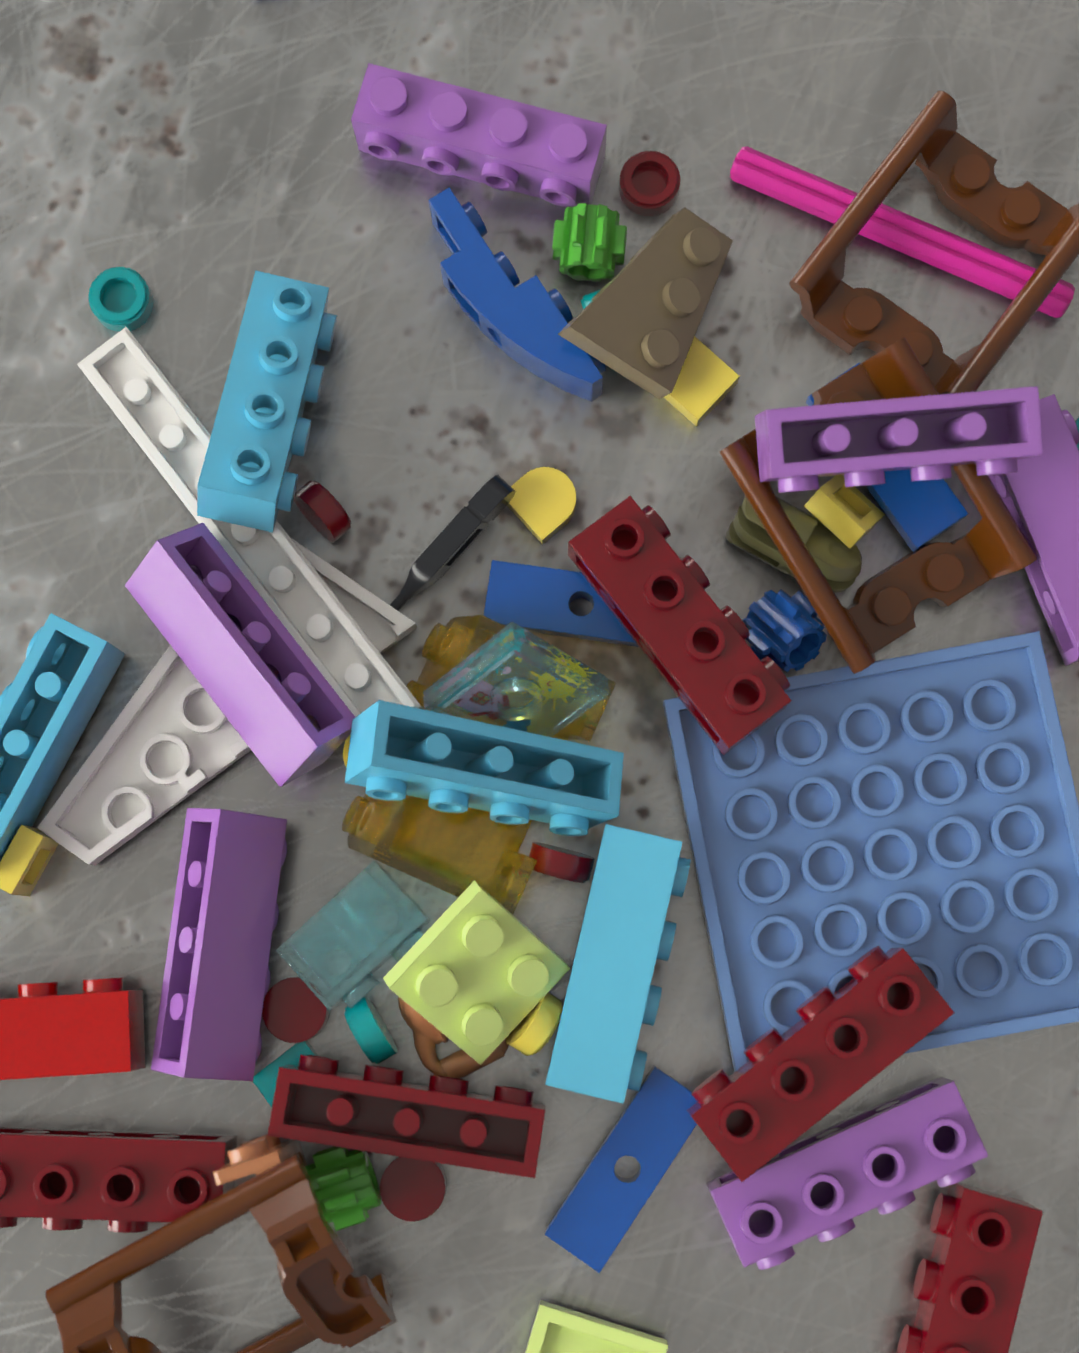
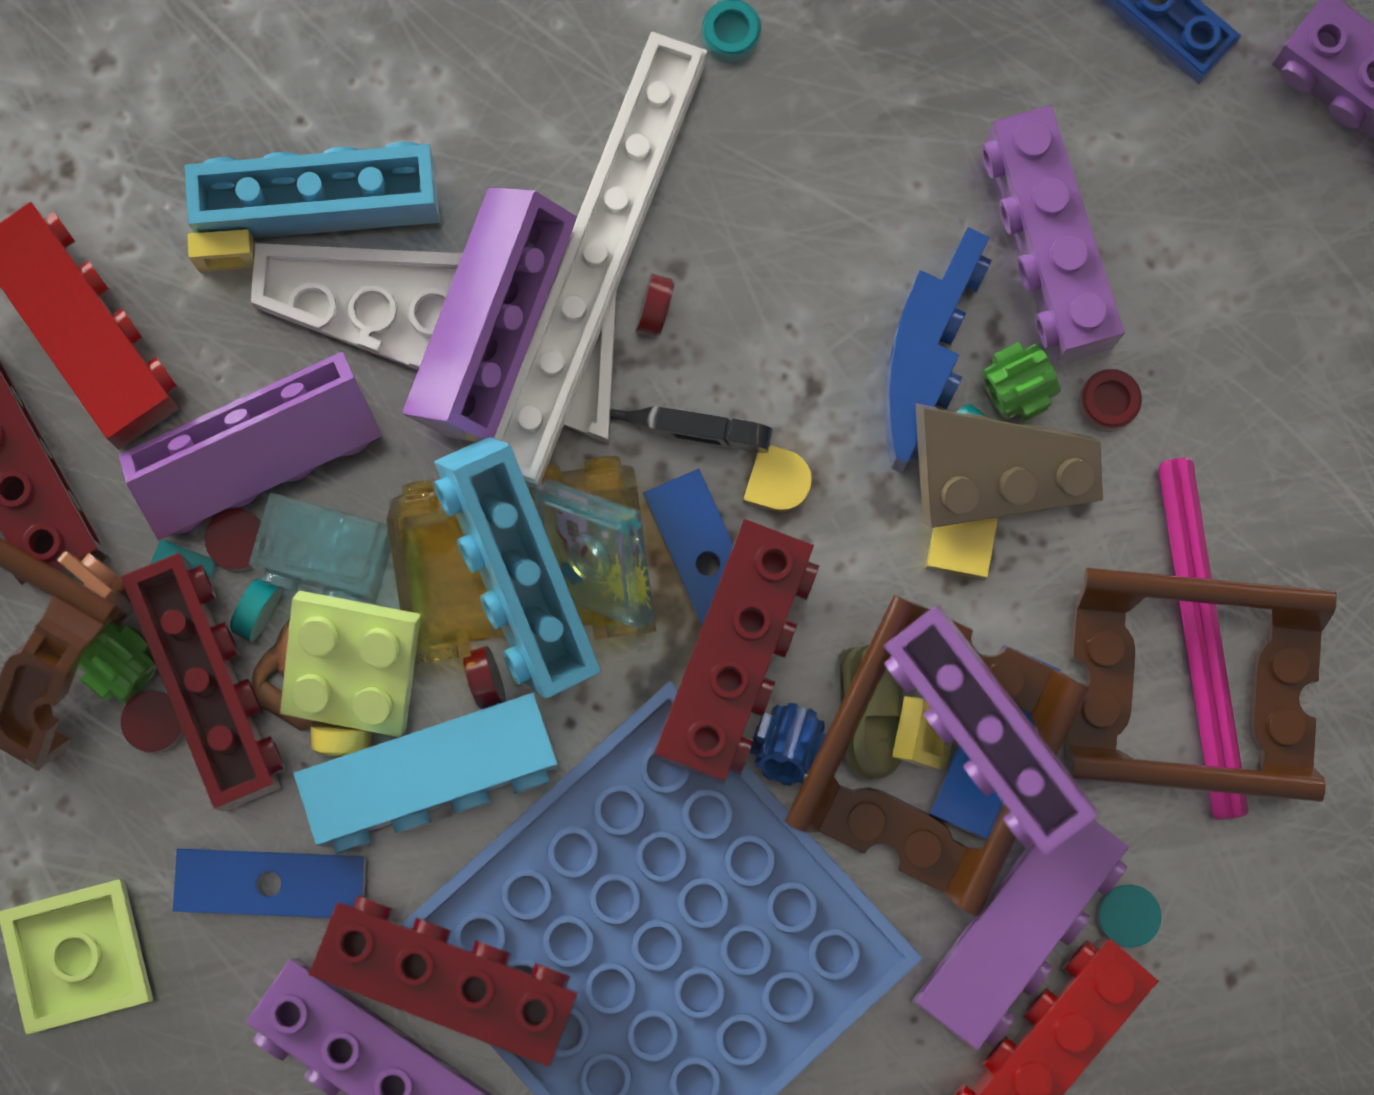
camera: 50 degrees right, 0 degrees up
(264, 402) = (710, 202): medium azure brick -> none

